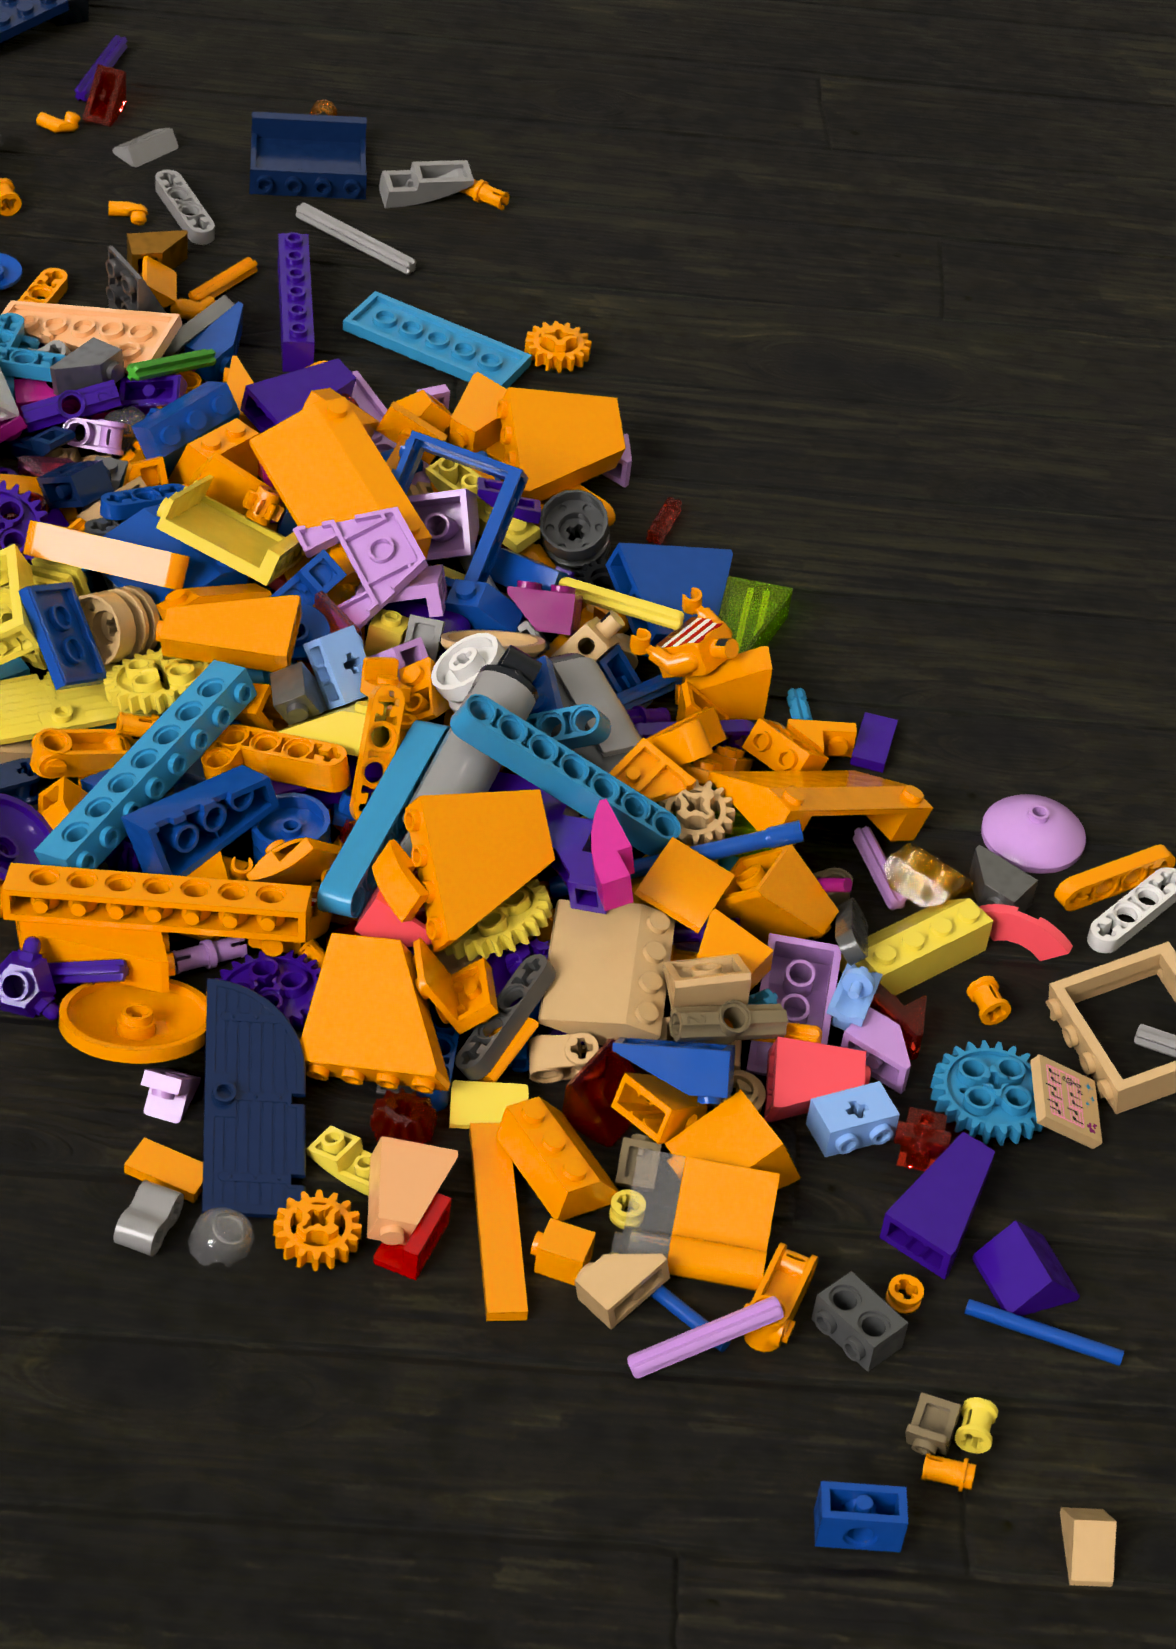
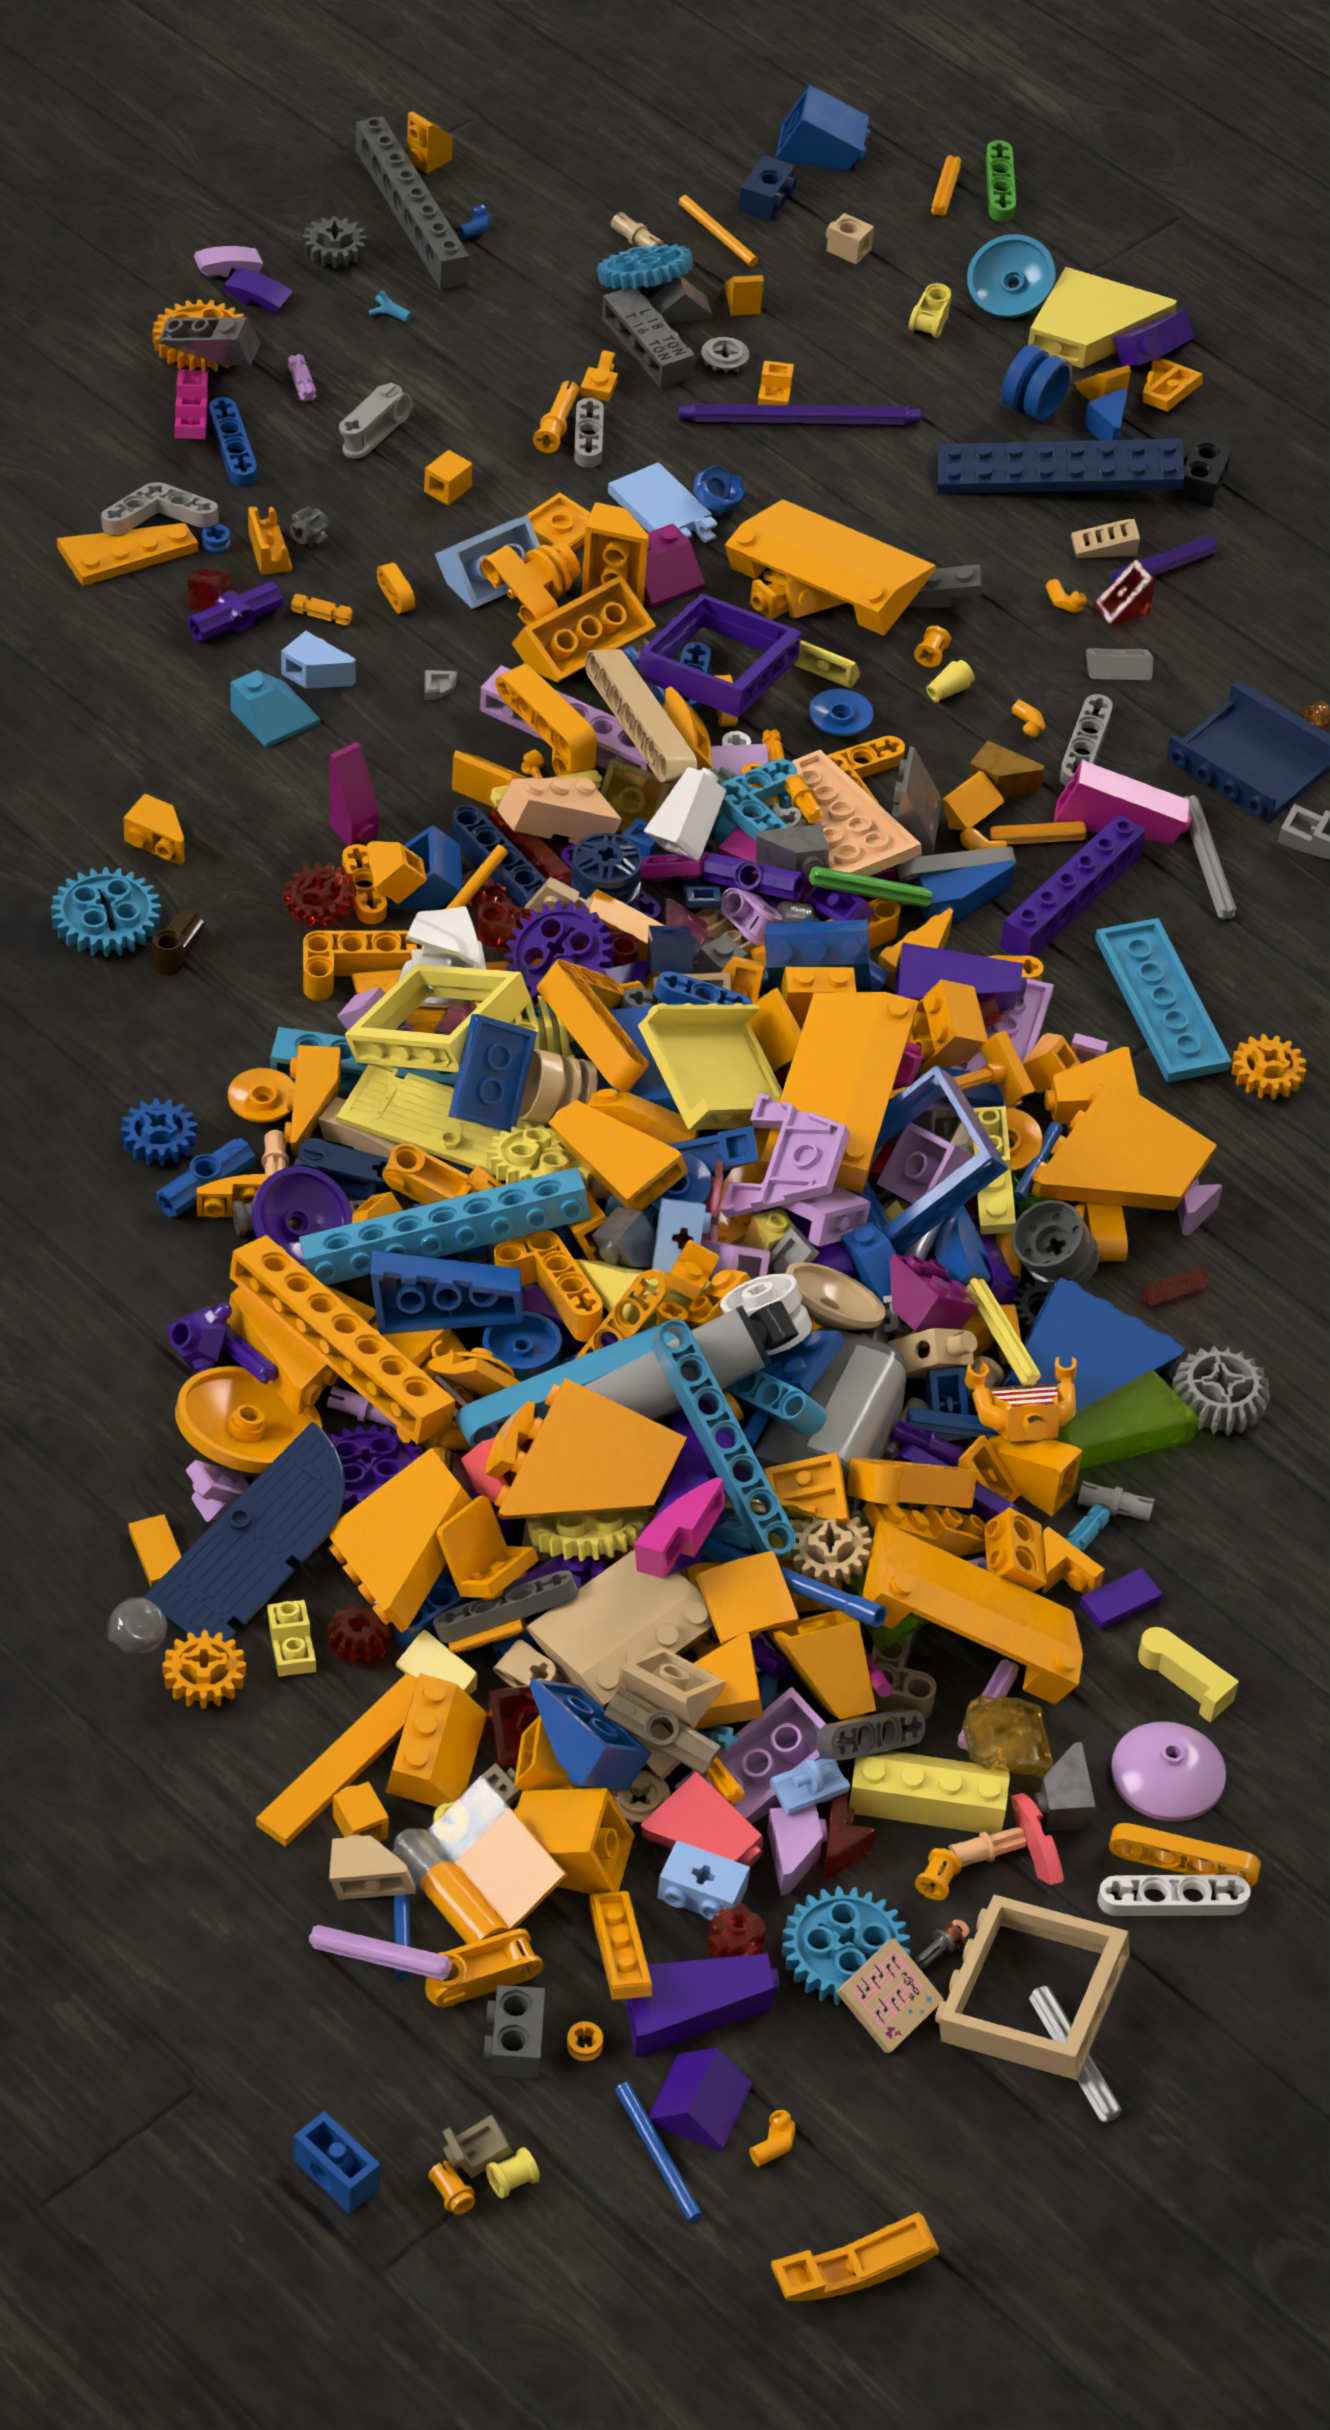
camera: 45 degrees right, 5 degrees up
(45, 211) = (951, 680): none -> light yellow cone
(47, 71) = (1116, 540): none -> tan slope
(51, 331) = (803, 798): none -> light orange axle
(148, 1218) = (100, 1575): light grey axle -> none
(254, 230) = (1101, 795): none -> dark pink slope
(263, 505) = (781, 1057): light orange gear -> none
(402, 1186) = (293, 1683): light nougat slope -> none
(412, 1257) = (271, 1727): red panel -> none
(527, 508) = (1010, 1190): dark purple slope -> none
(778, 561) = (1222, 1389): none -> light grey gear
(798, 678) = (1116, 1501): none -> light grey pin
(862, 1201) = (620, 1945): none -> light orange tile
(973, 758) = (1188, 1670): none -> light yellow leg
(995, 957) = (988, 1846): none -> light nougat axle
(1043, 1039) = (944, 1941): none -> piece
(1089, 1546) = (491, 2319): tan slope -> none
(1107, 1258) = (779, 2139): none -> light orange arm

